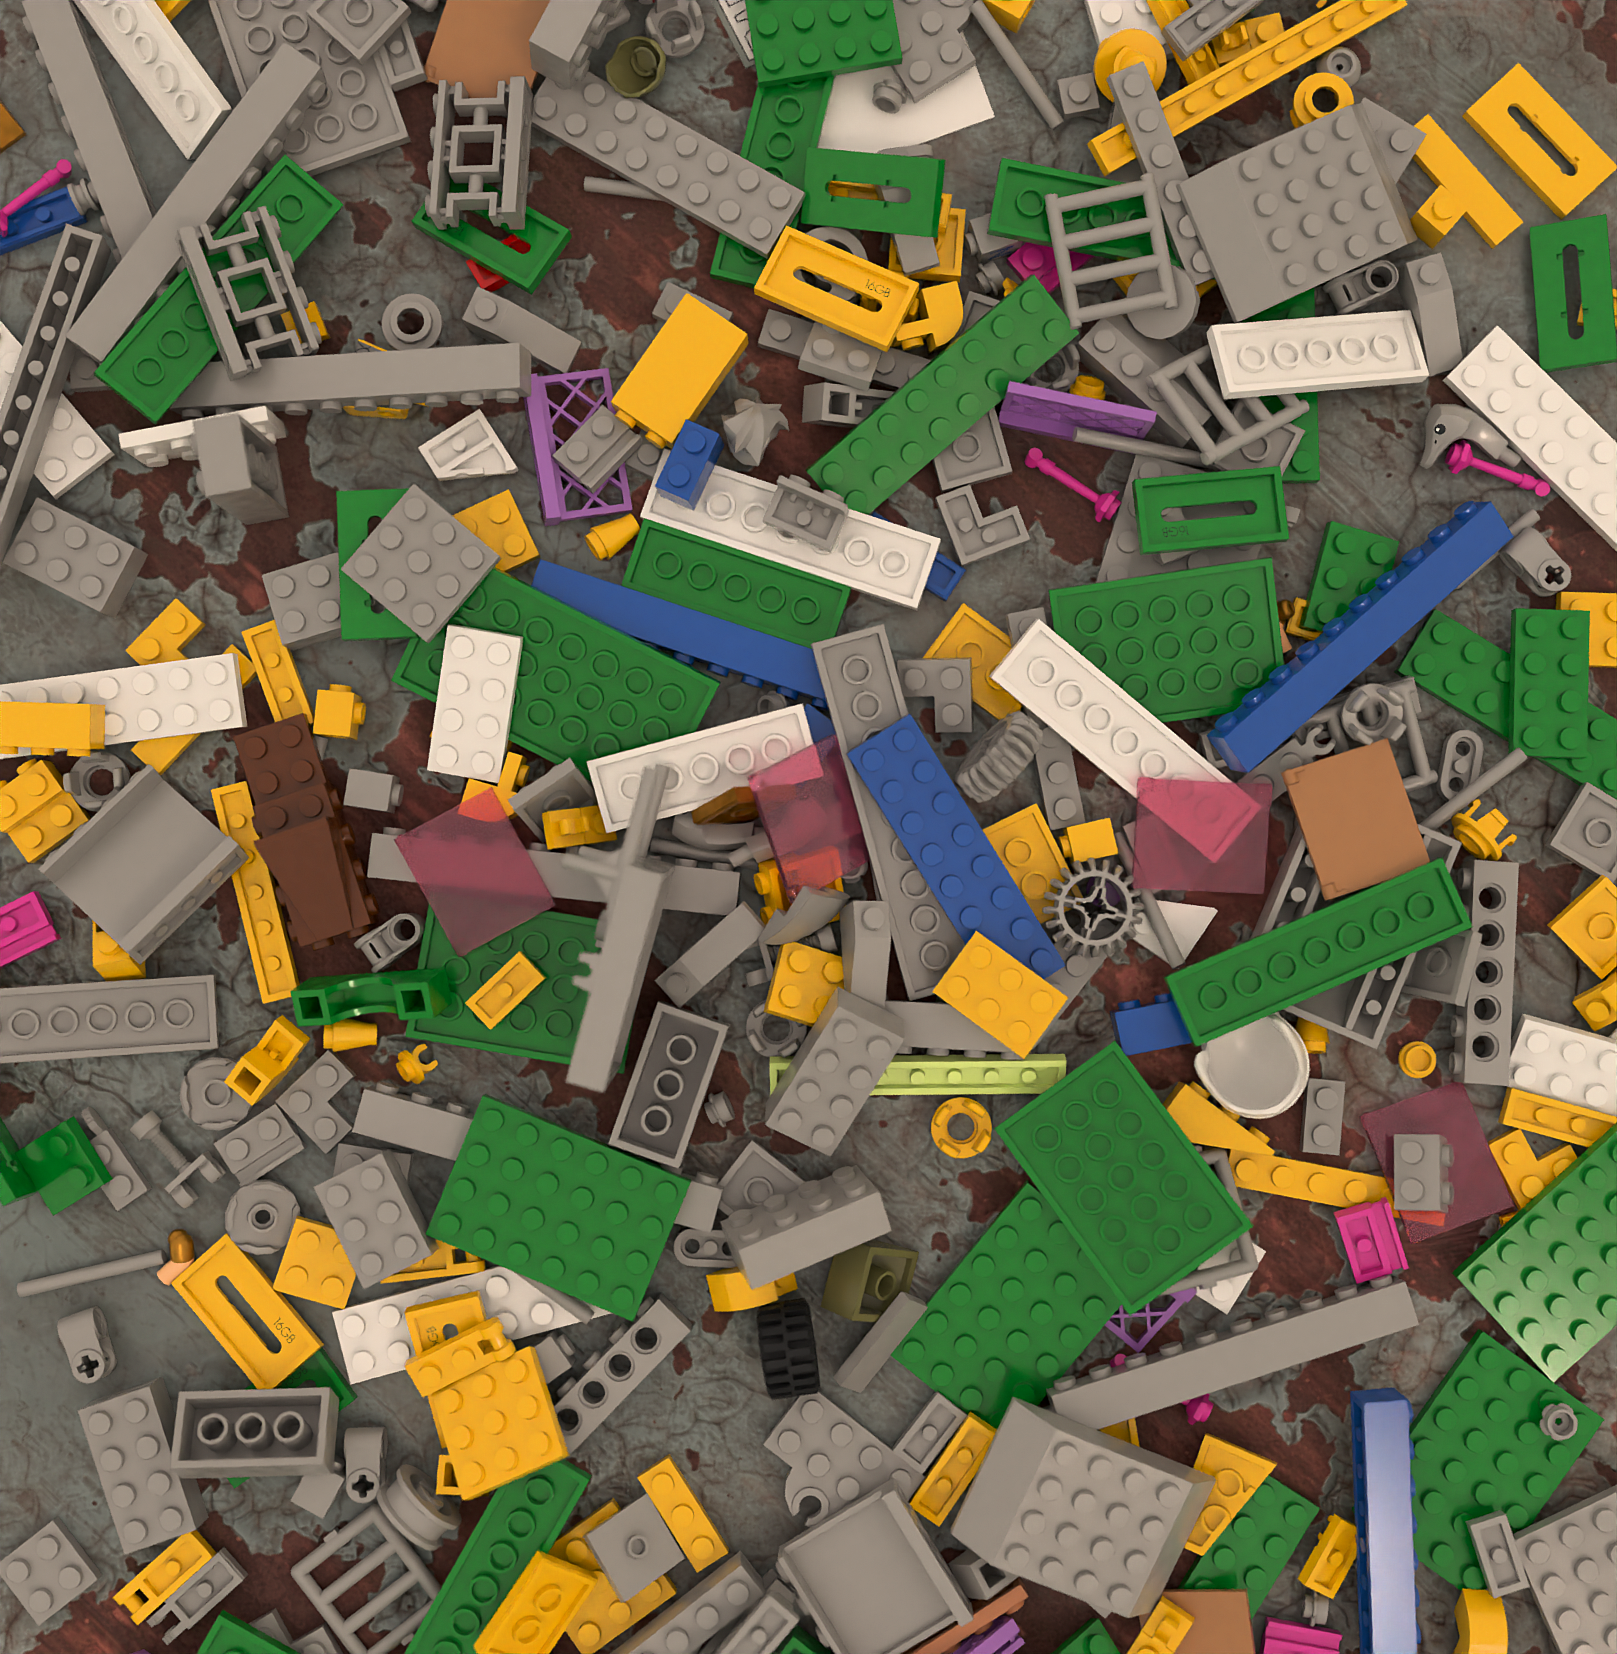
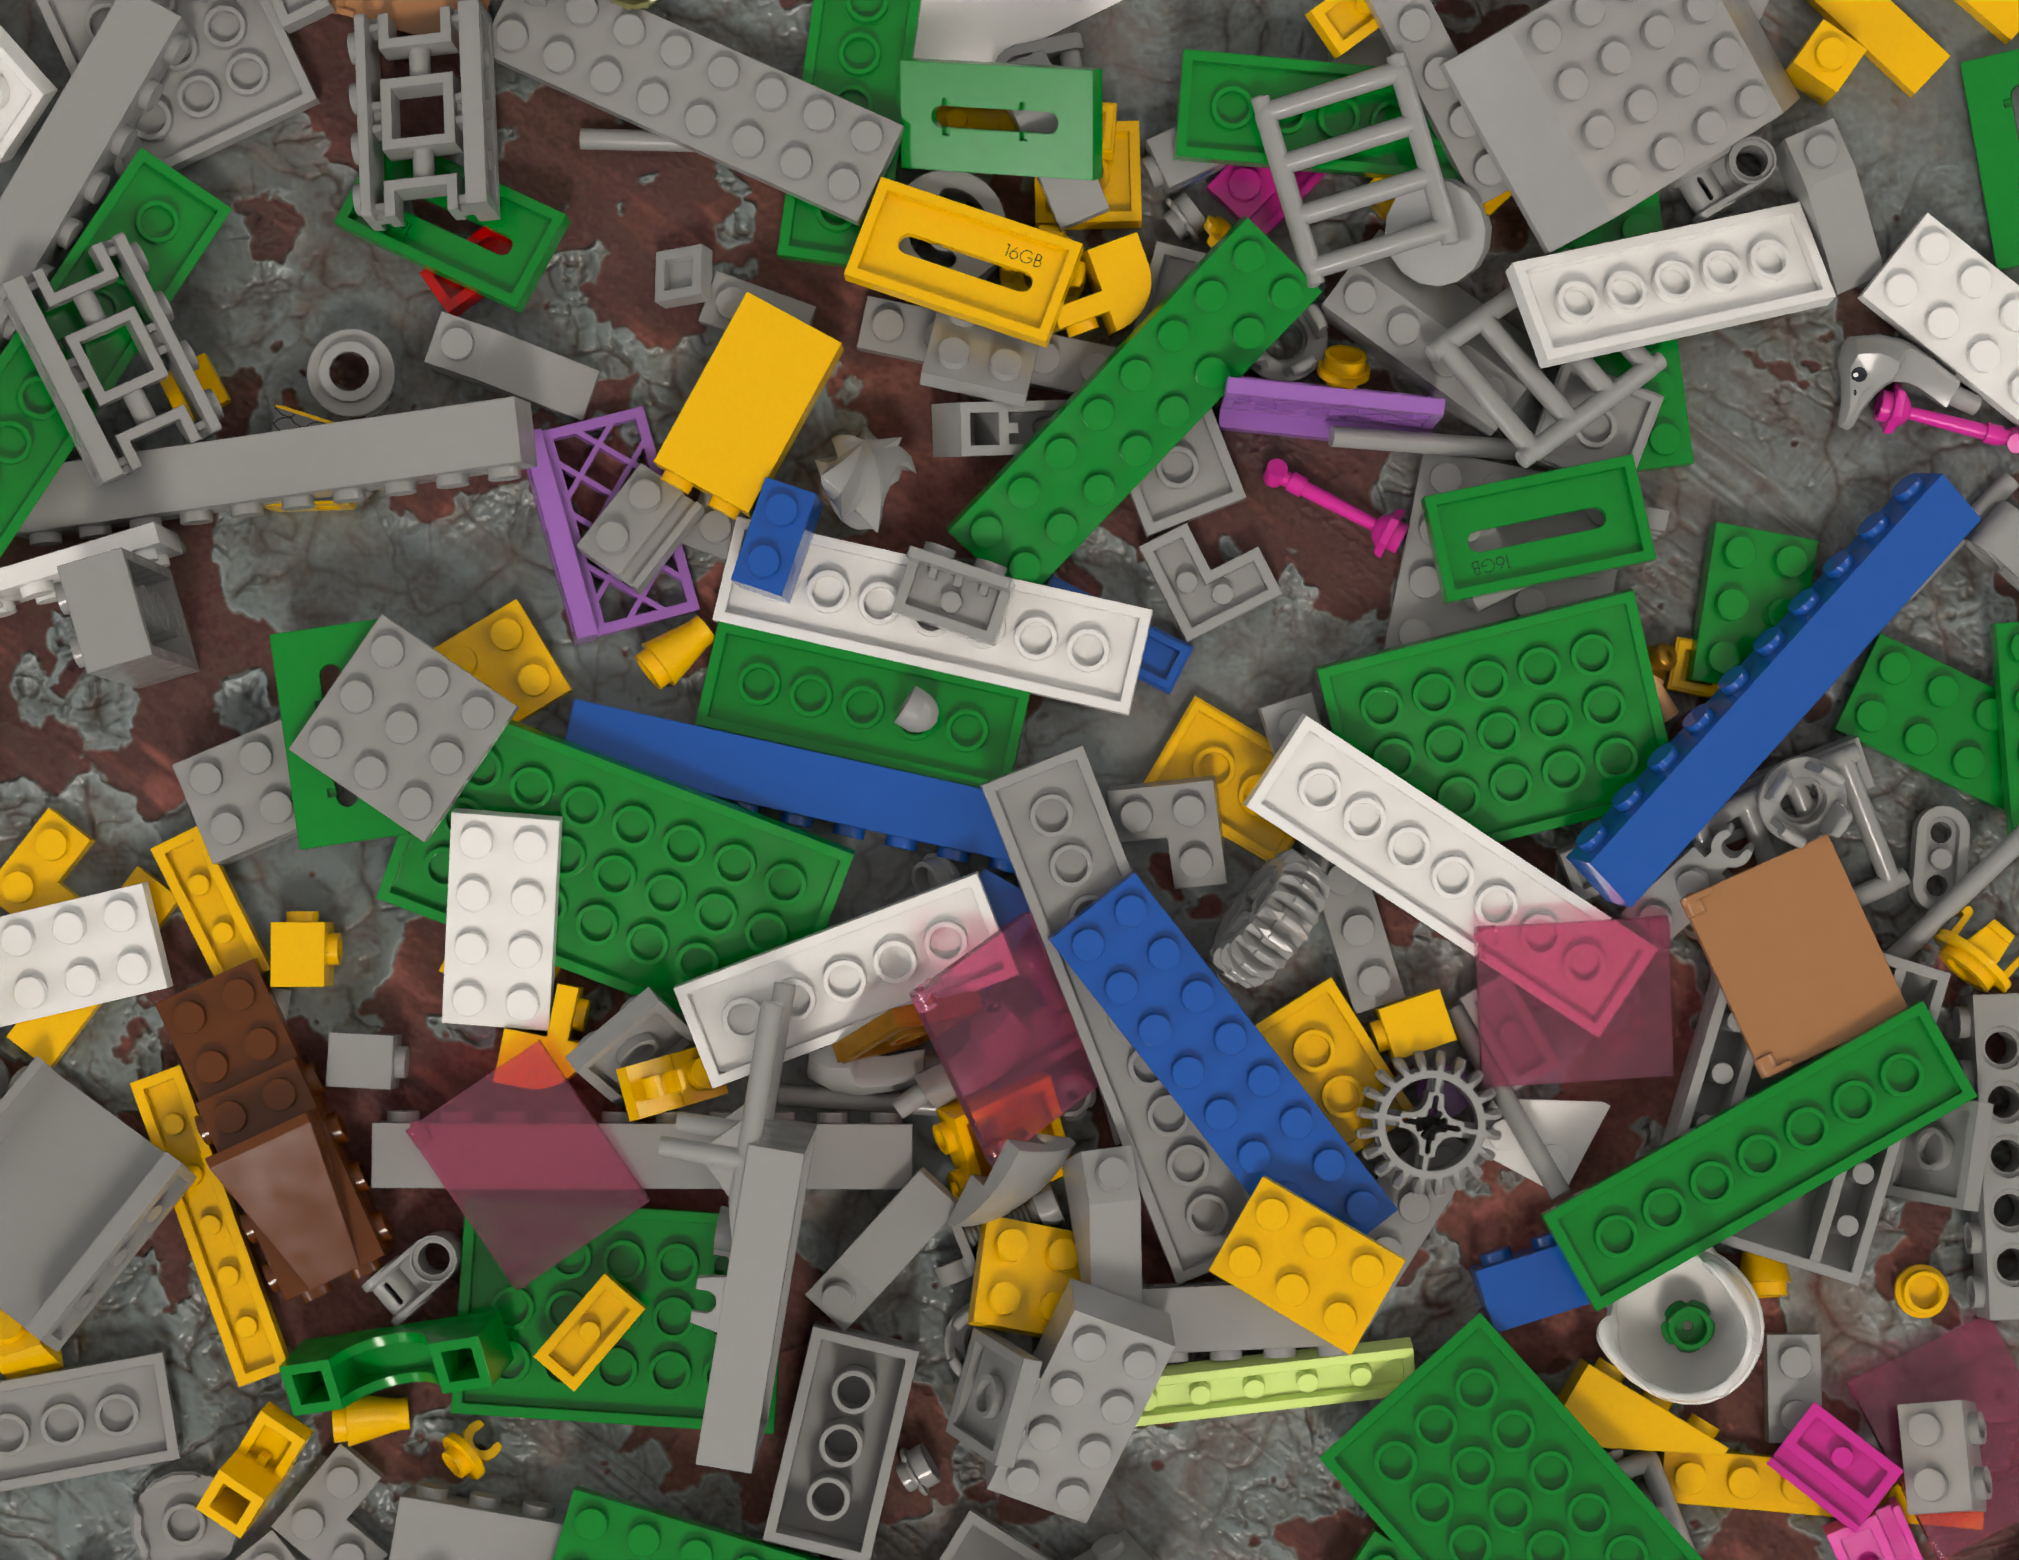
camera: 10 degrees left, 0 degrees up
(467, 451) = (451, 549): white wing -> none
(645, 282) = (683, 276): none -> light grey plate
(773, 592) = (918, 711): none -> light grey hinge
(776, 1062) = (994, 1397): none -> light grey plate
(961, 1148) = (1292, 1481): yellow piece -> none
(1265, 1067) = (1702, 1326): none -> green plate
(1347, 1172) = (1835, 1467): none -> dark pink plate

